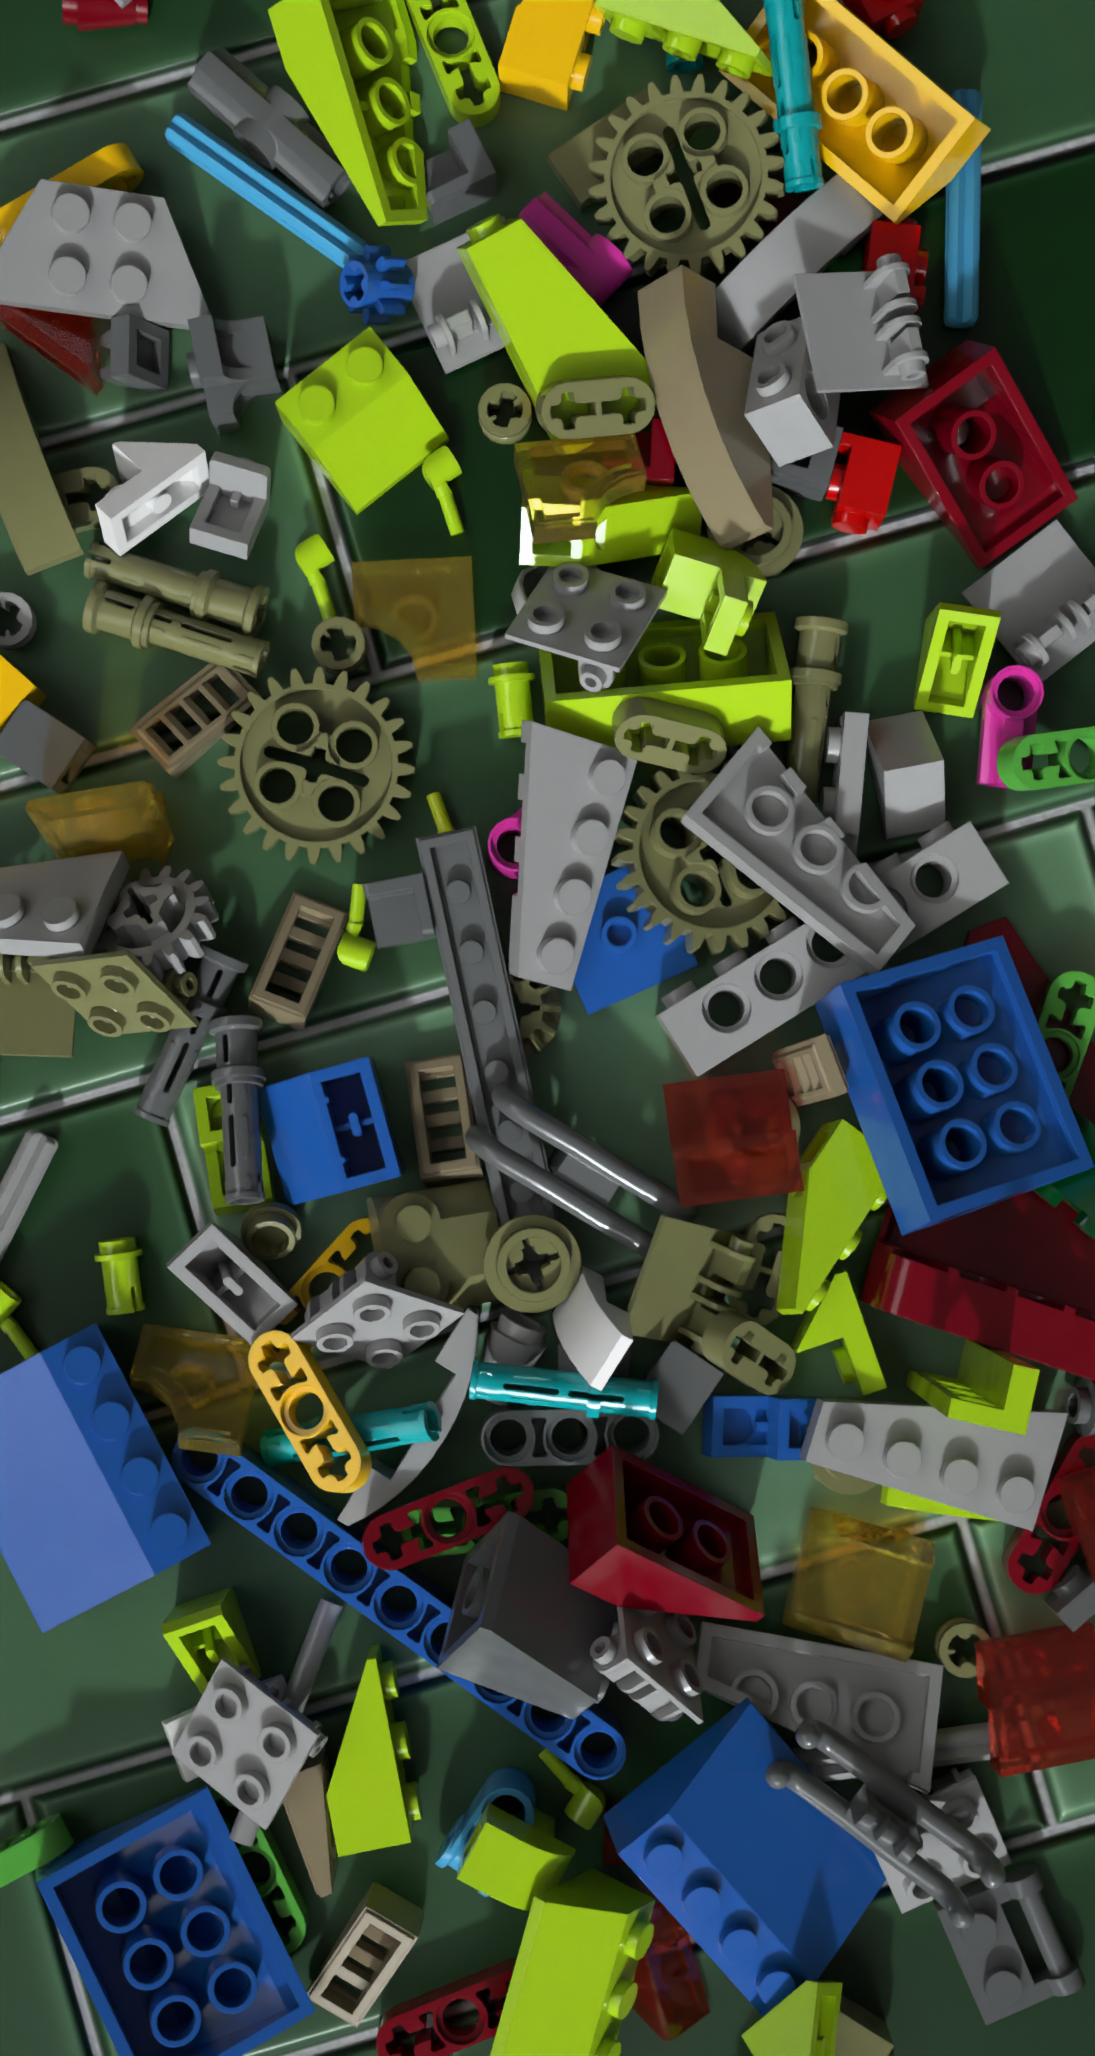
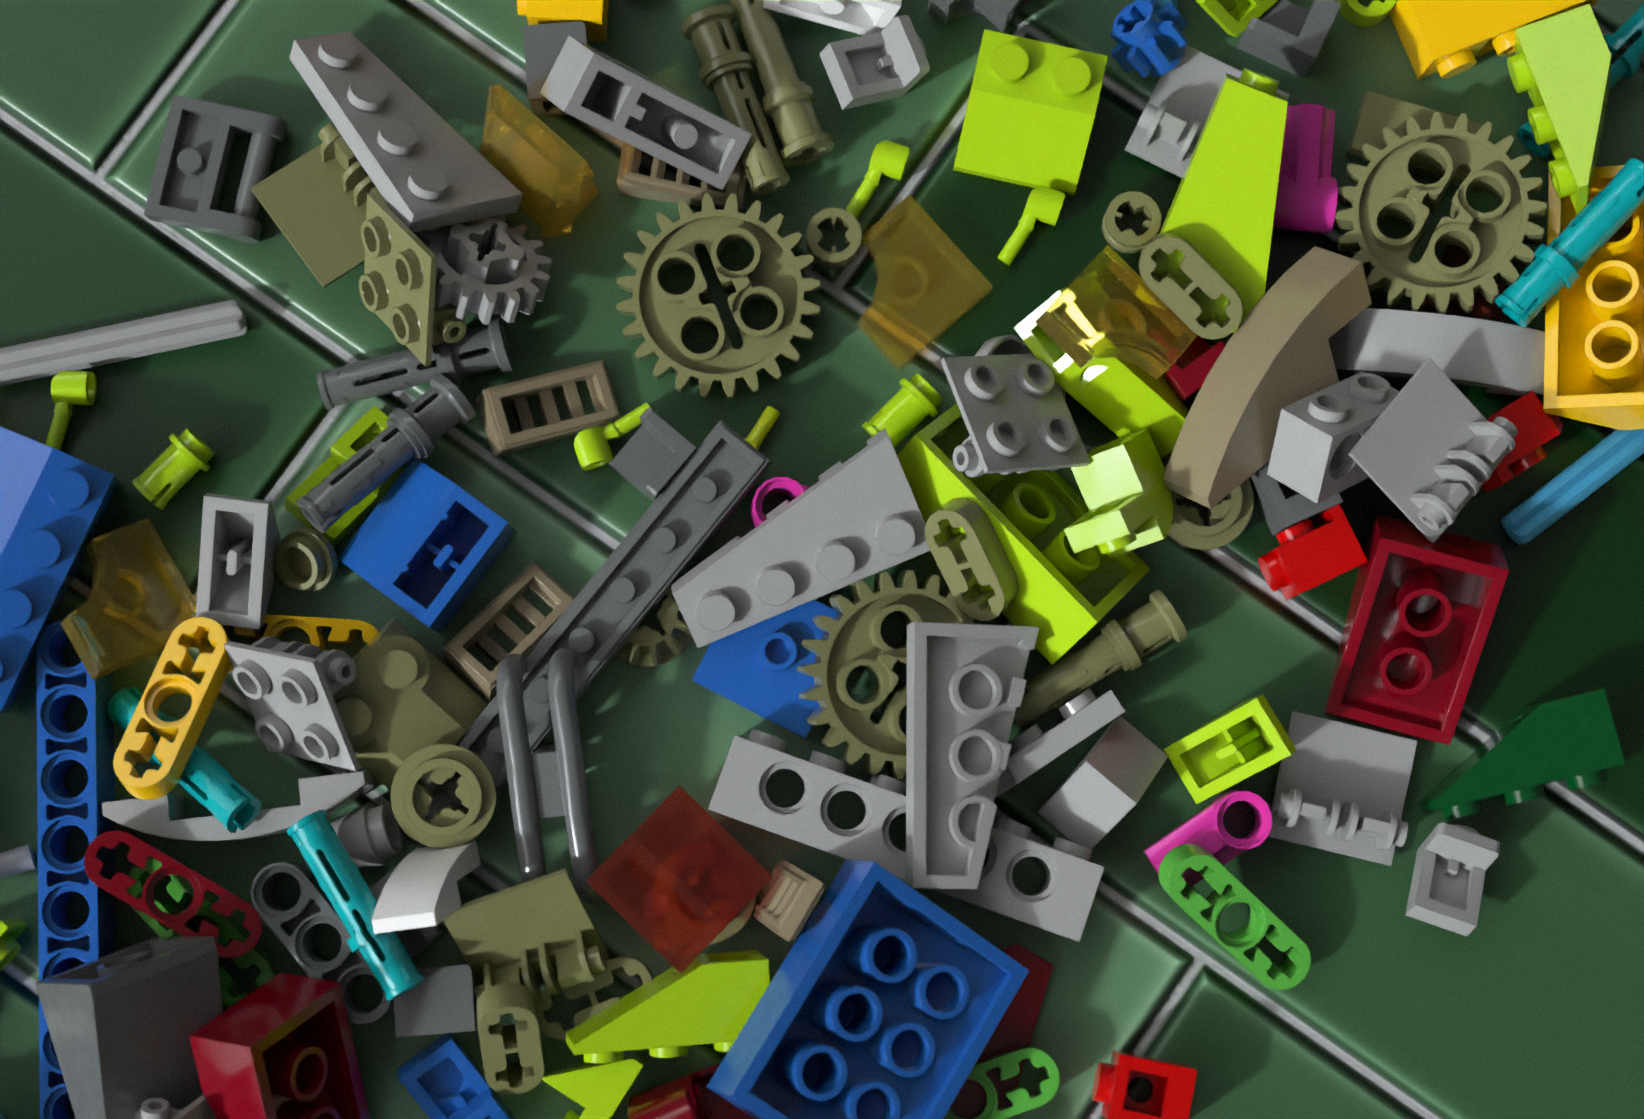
camera: 50 degrees right, 5 degrees down
(134, 710) = (644, 113): none -> light grey slope

